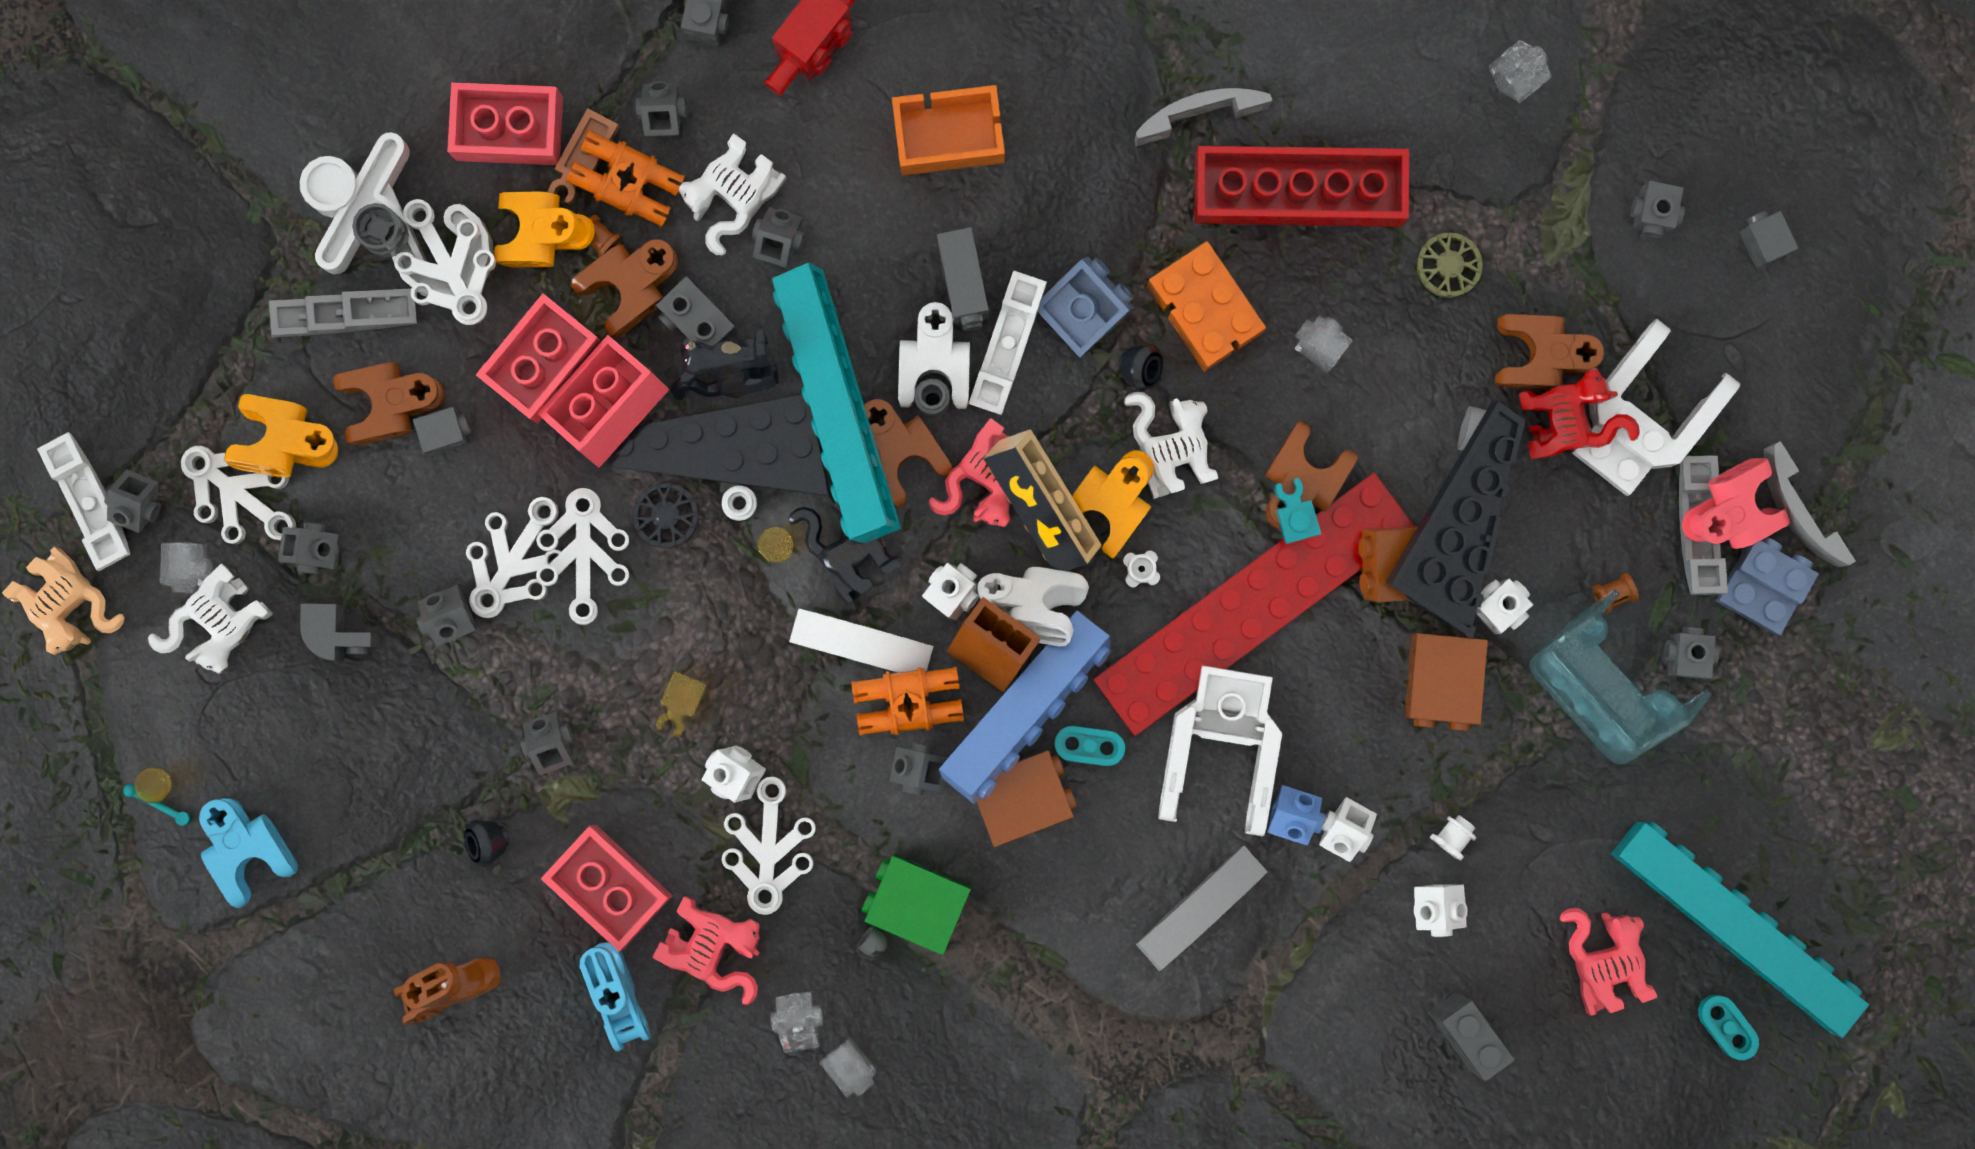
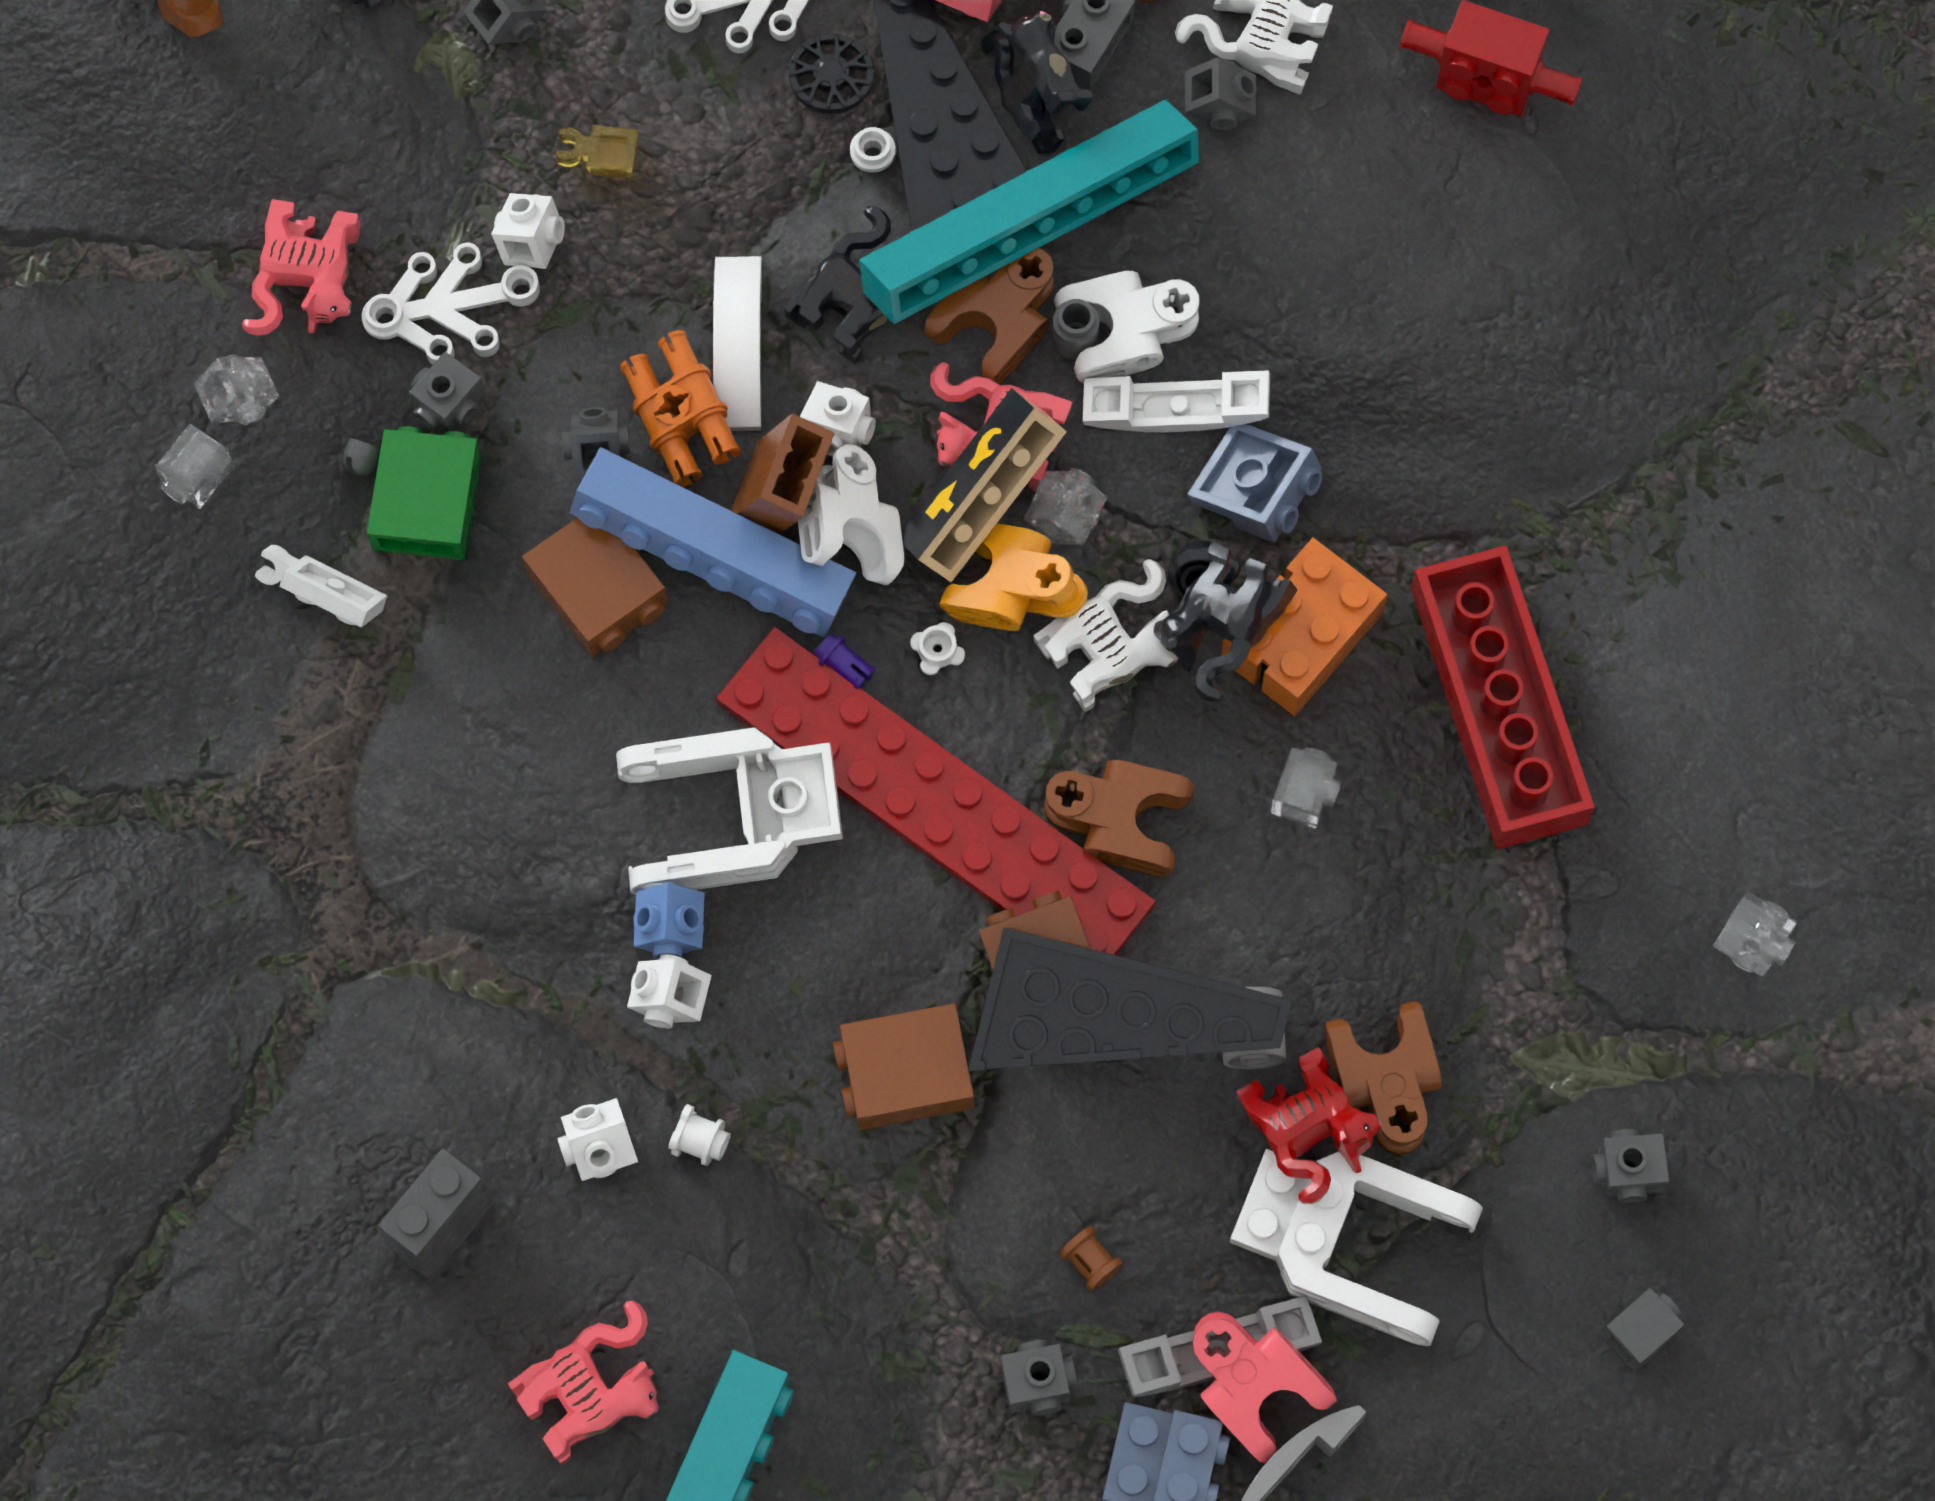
camera: 75 degrees right, 15 degrees down
(606, 887) = (345, 125): coral brick -> none
(607, 972) = (218, 165): medium azure piece -> none
(775, 544) = (833, 206): clear yellow plate -> none
(847, 855) = (446, 394): none -> dark grey brick
(951, 133) = (1418, 258): orange piece -> none
(963, 279) = (1239, 318): dark grey brick -> none
(967, 996) = (322, 586): none -> white plate
(1067, 445) = (1066, 506): none -> clear brick
(1089, 746) = (687, 648): teal plate -> none
(1130, 639) = (844, 660): none -> dark purple pin
(1201, 352) = (1230, 612): none -> black animal
(1201, 908) = (514, 840): light grey slope -> none
(1242, 101) = (1524, 505): light grey slope -> none
(1297, 518) = (1060, 806): teal plate -> none
(1449, 265) = (1466, 926): olive wheel -> none
(1492, 609) = (1022, 1094): white brick -> none
(1601, 695) = (956, 1269): clear light blue windscreen -> none

